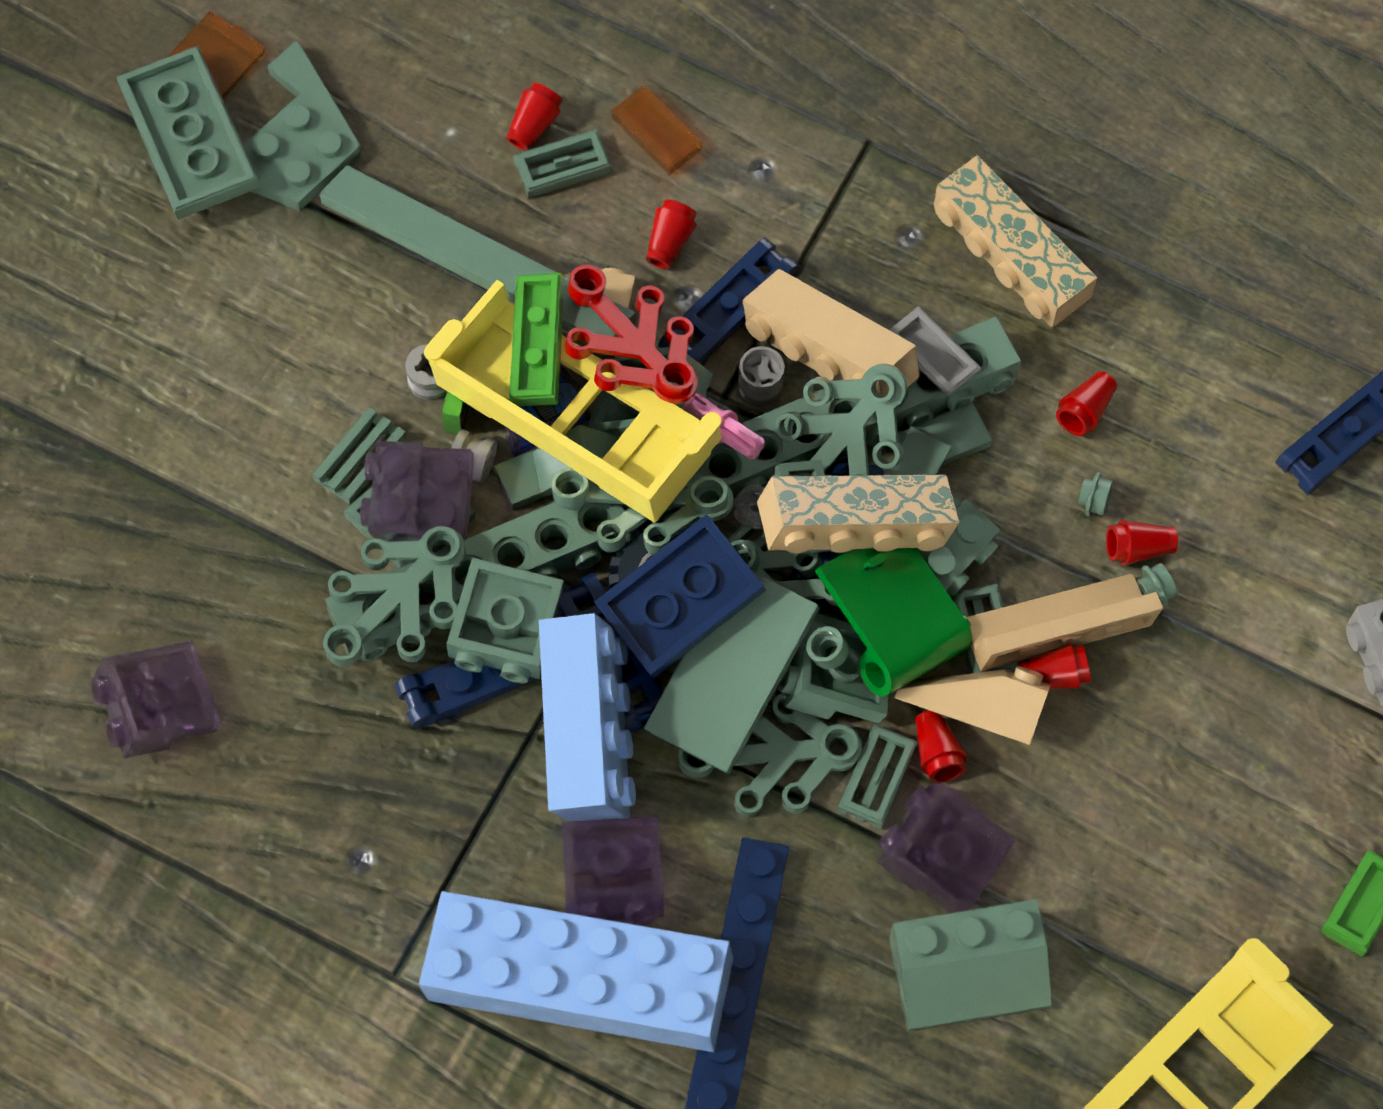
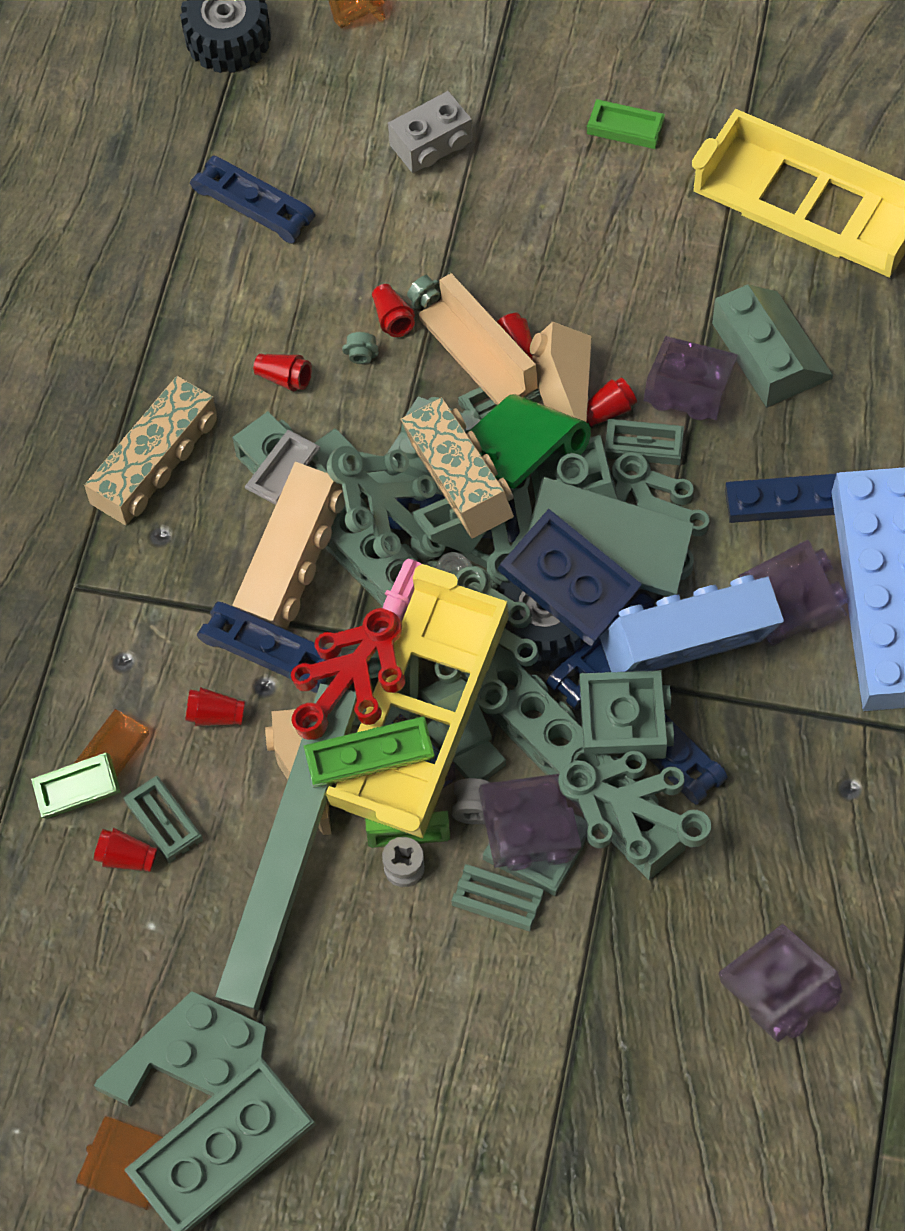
camera: 100 degrees left, 5 degrees down
(621, 86) = (76, 785): none -> tile
(761, 365) = (327, 593): light grey wheel -> none

